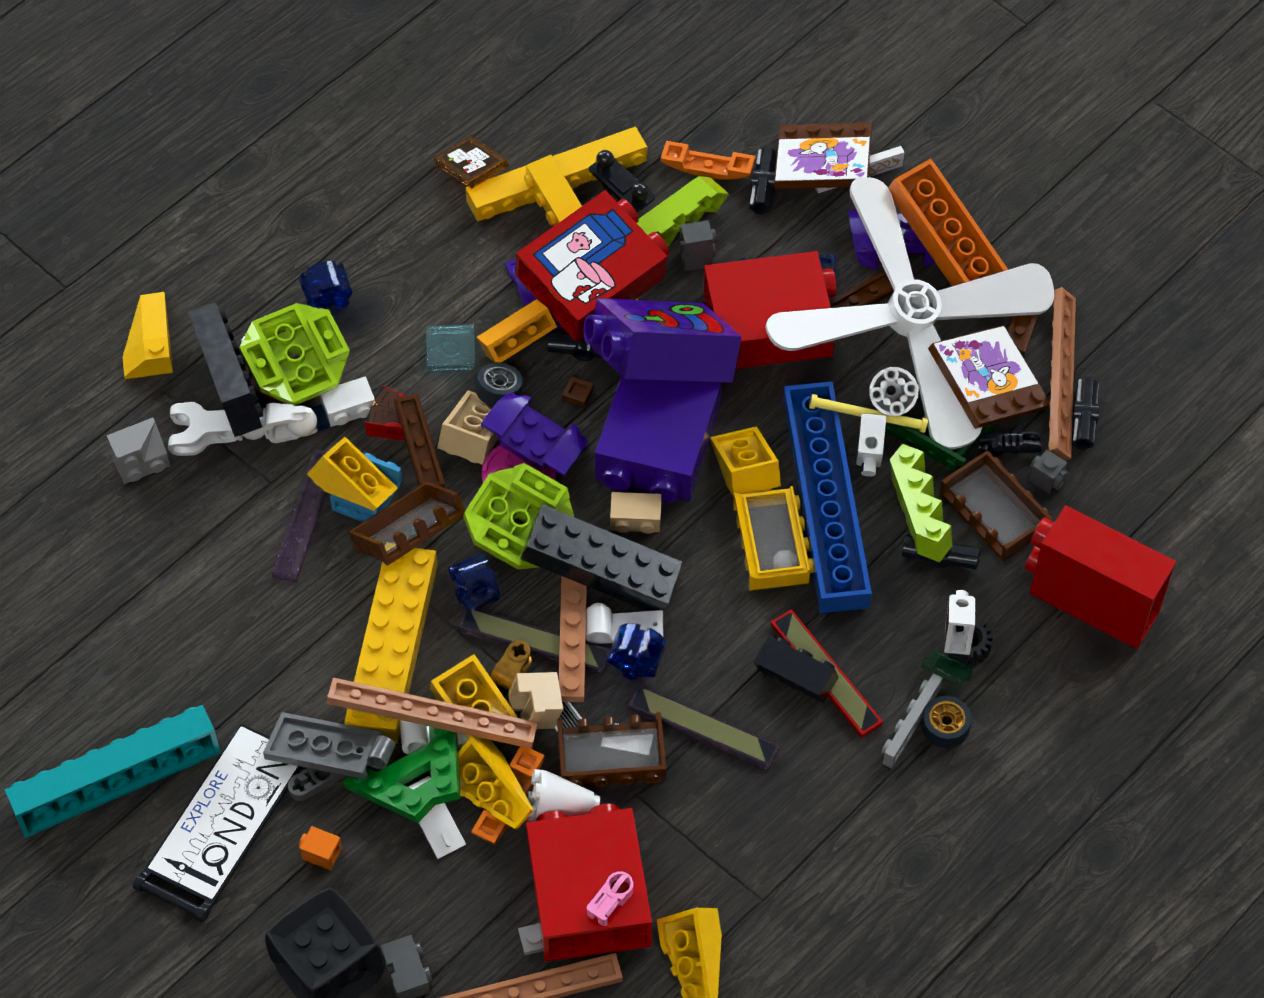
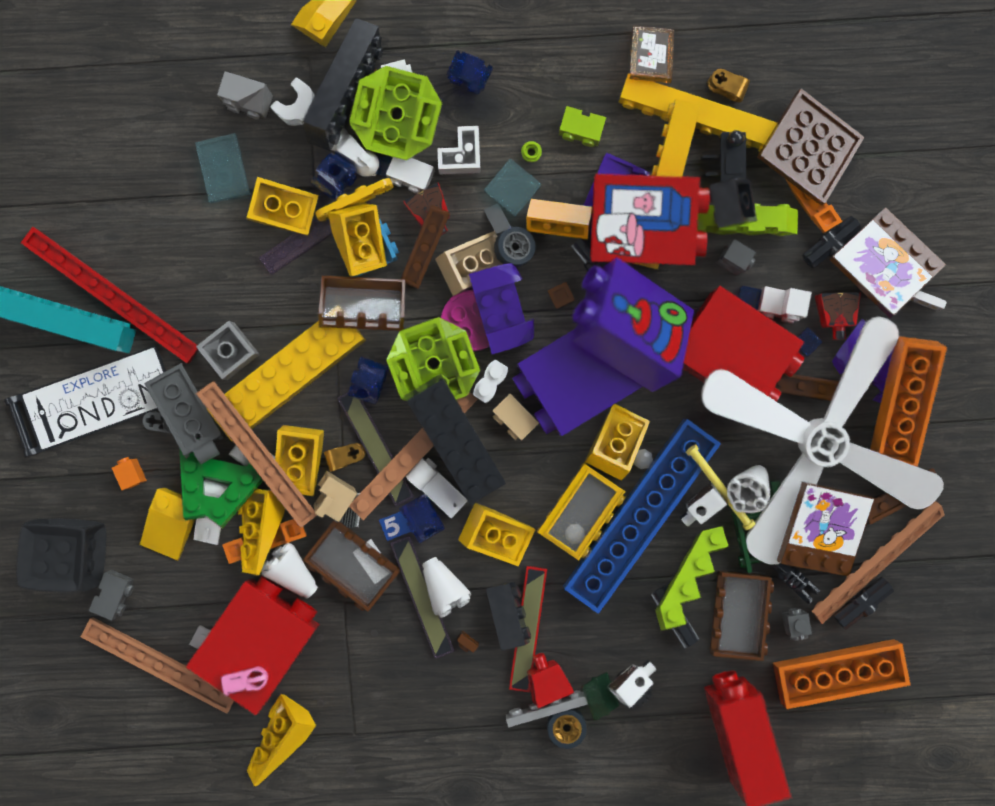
camera: 45 degrees right, 30 degrees up
(150, 712) = (110, 295): none -> red plate
(167, 532) = (222, 168): none -> clear light blue tile
(253, 514) = (282, 206): none -> yellow slope
(283, 450) = (334, 175): none -> clear blue brick
(317, 661) = (227, 350): none -> light grey slope
(320, 446) = (361, 195): none -> yellow plate
(383, 350) = (465, 157): none -> white brick
(401, 860) = (165, 526): none -> yellow slope
(439, 303) = (531, 145): none -> lime plate
(461, 376) = (497, 218): none -> dark grey sticker
(465, 257) = (581, 127): none -> lime brick
(559, 136) = (731, 85): none -> pearl gold piece
(584, 498) = (487, 386): none -> white brick
(618, 690) = (394, 526): none -> blue sticker
(652, 195) = (733, 203): none -> black brick
(673, 126) = (810, 147): none -> plate
(715, 617) = (496, 534): none -> yellow slope
(716, 695) = (444, 588): none -> white cone
(778, 239) = (786, 304): none -> white brick
(783, 725) = (467, 642): none -> reddish brown plate
(784, 457) = (643, 459): none -> light grey tile
(823, 223) = (838, 311): none -> torso
(887, 693) = (547, 681): none -> red torso
(1131, 469) = (841, 673): none -> orange brick

